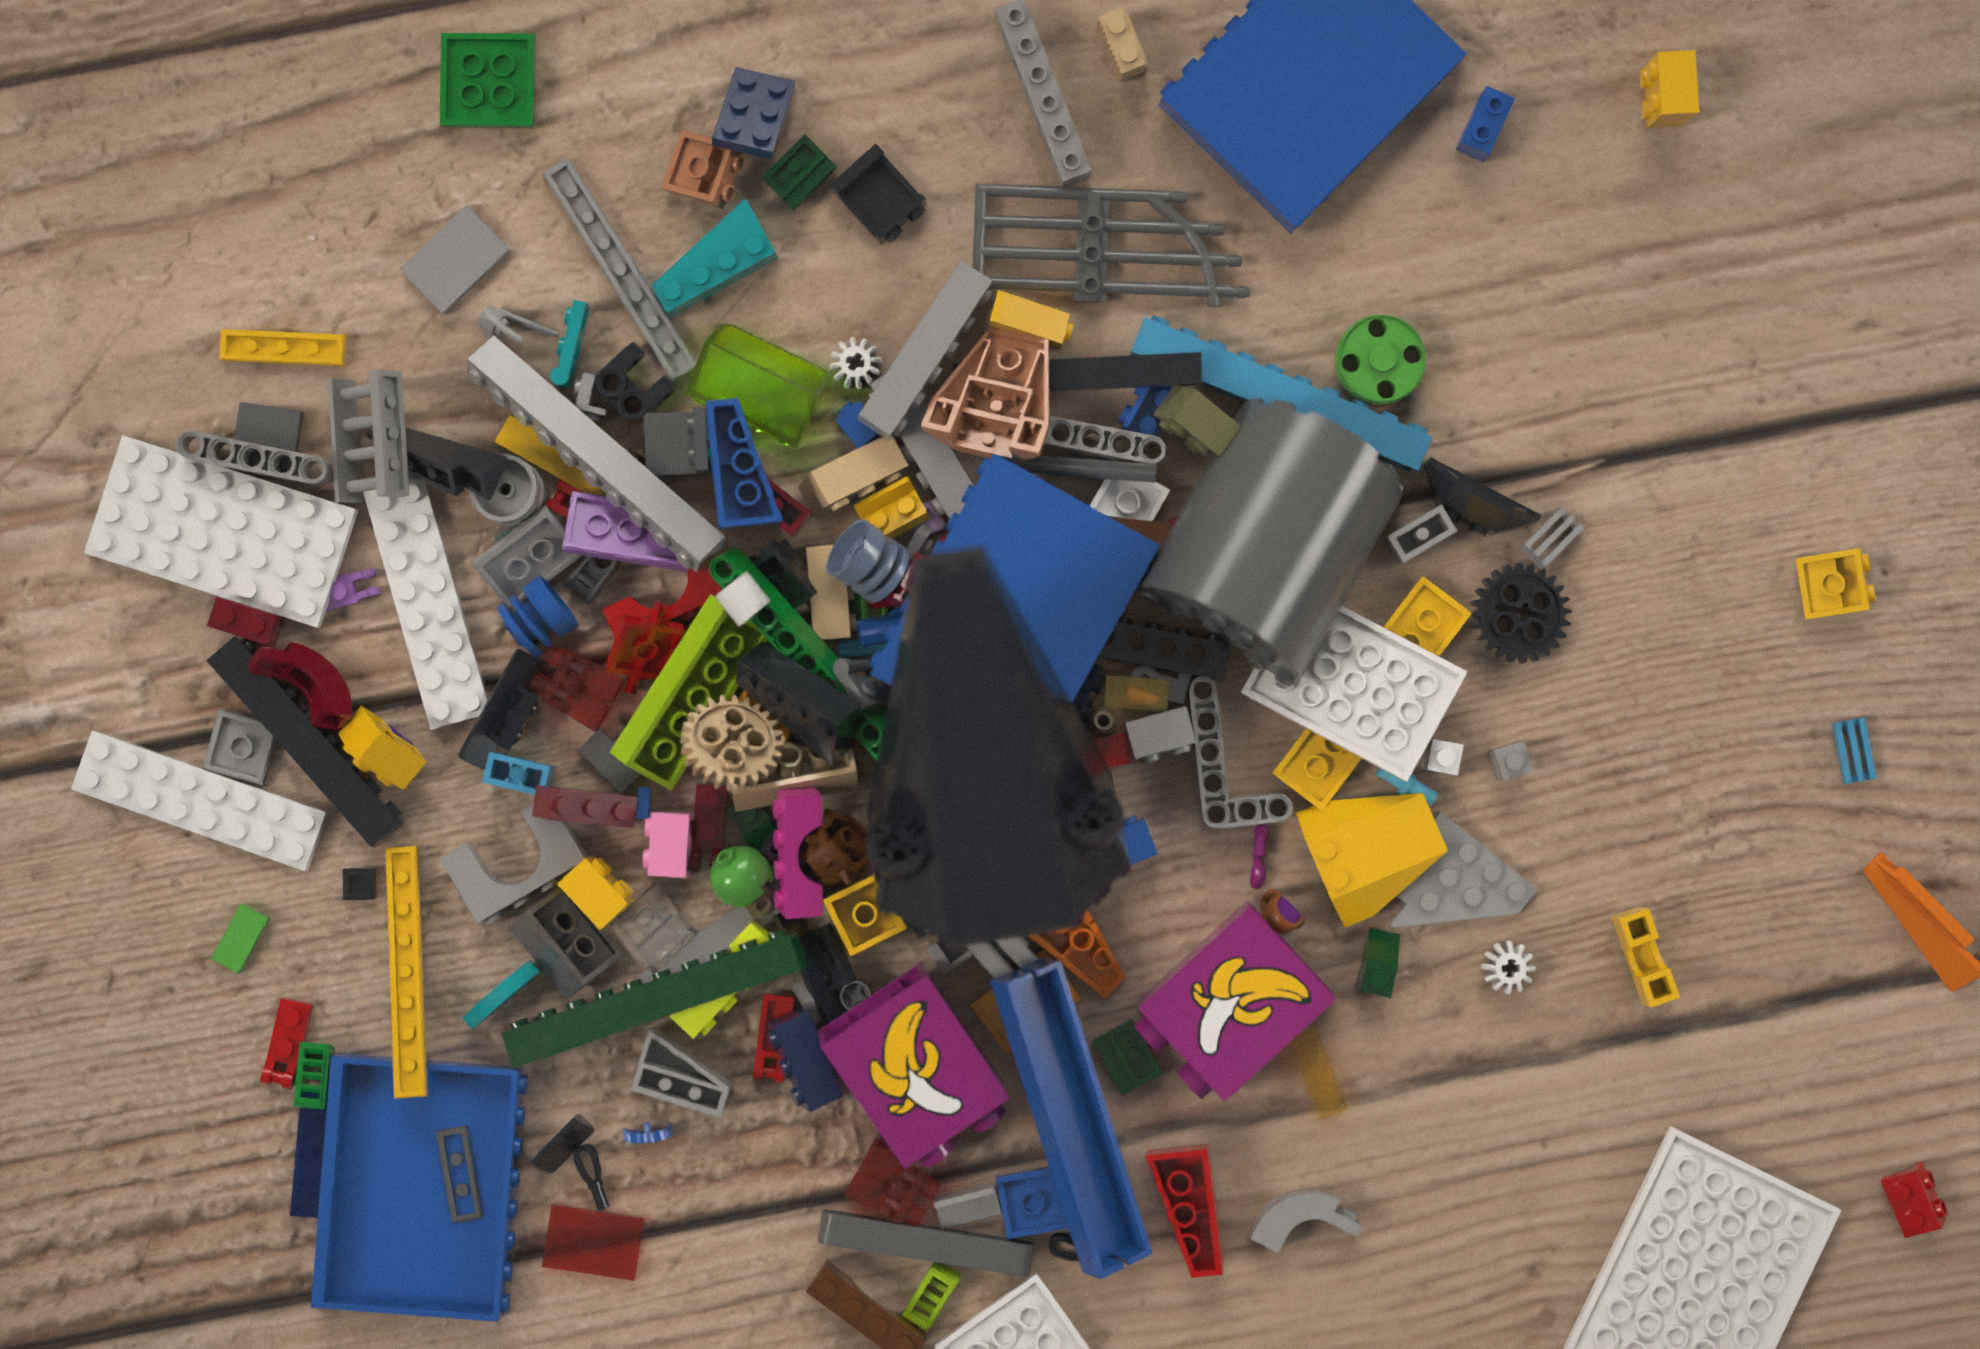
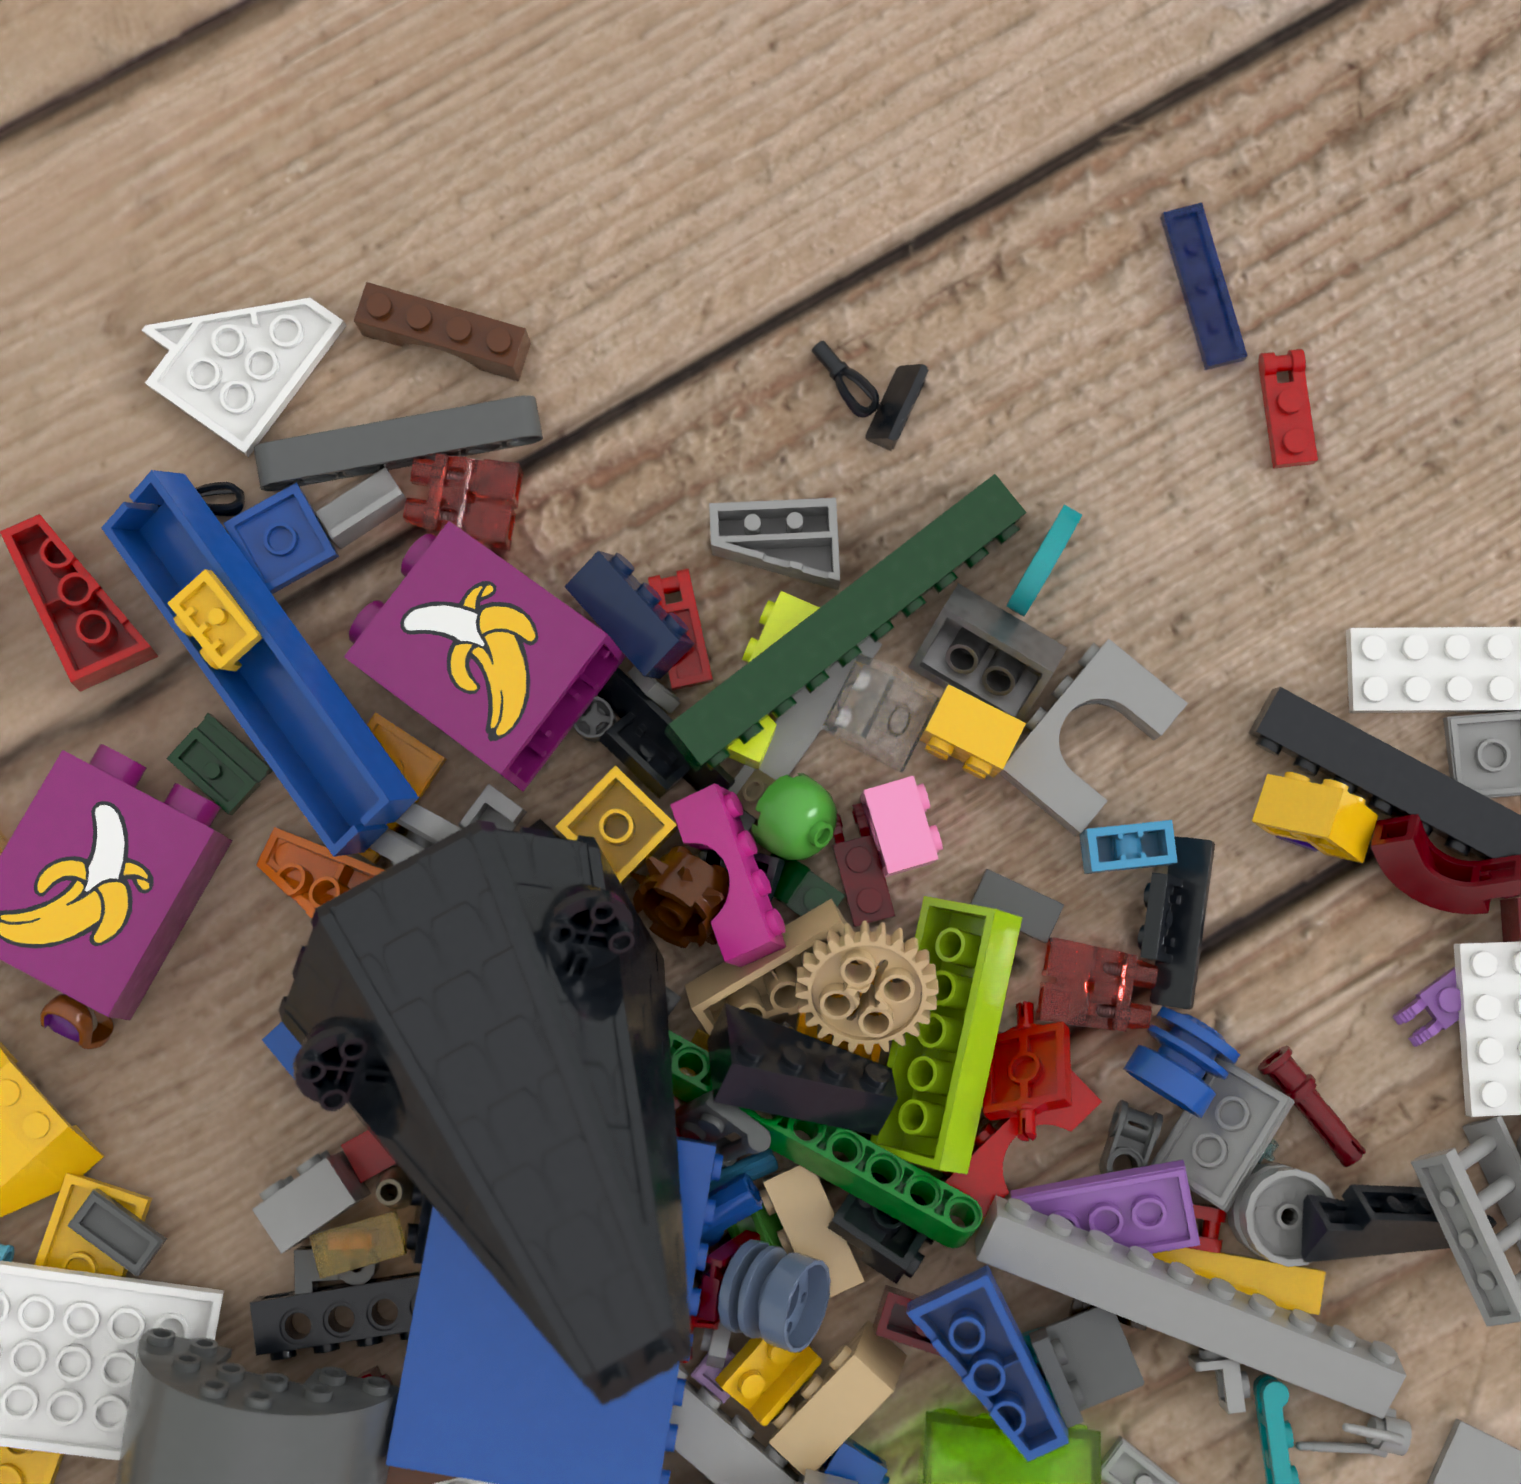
camera: 160 degrees right, 5 degrees down
(240, 938) = (1396, 516): bright green tile -> none
(305, 1050) = (1254, 375): green slope -> none
(359, 883) = (1275, 636): black tile -> none
(384, 1198) = (1057, 291): blue panel -> none
(406, 972) = (1174, 547): yellow tile -> none
(428, 605) = (1329, 1026): white plate -> none
(462, 1188) = (1012, 326): dark grey tile -> none
(463, 569) = (1301, 1088): none -> dark red pin
(584, 806) = (1028, 835): dark red brick -> none
(593, 1241) = (815, 301): clear red tile -> none
(619, 367) = (1177, 1404): black piece -> none
(643, 802) = (955, 867): blue tile -> none
(646, 1136) = (795, 452): blue piece -> none
(742, 598) = (921, 1187): white piece -> none
(944, 1279) = (363, 407): lime slope -> none
(1088, 1153) = (215, 621): none -> yellow bracket
(1217, 767) = (221, 1181): light grey beam -> none
(1258, 870) = (135, 1088): magenta piece -> none
(1298, 758) = (117, 1232): none -> dark grey tile

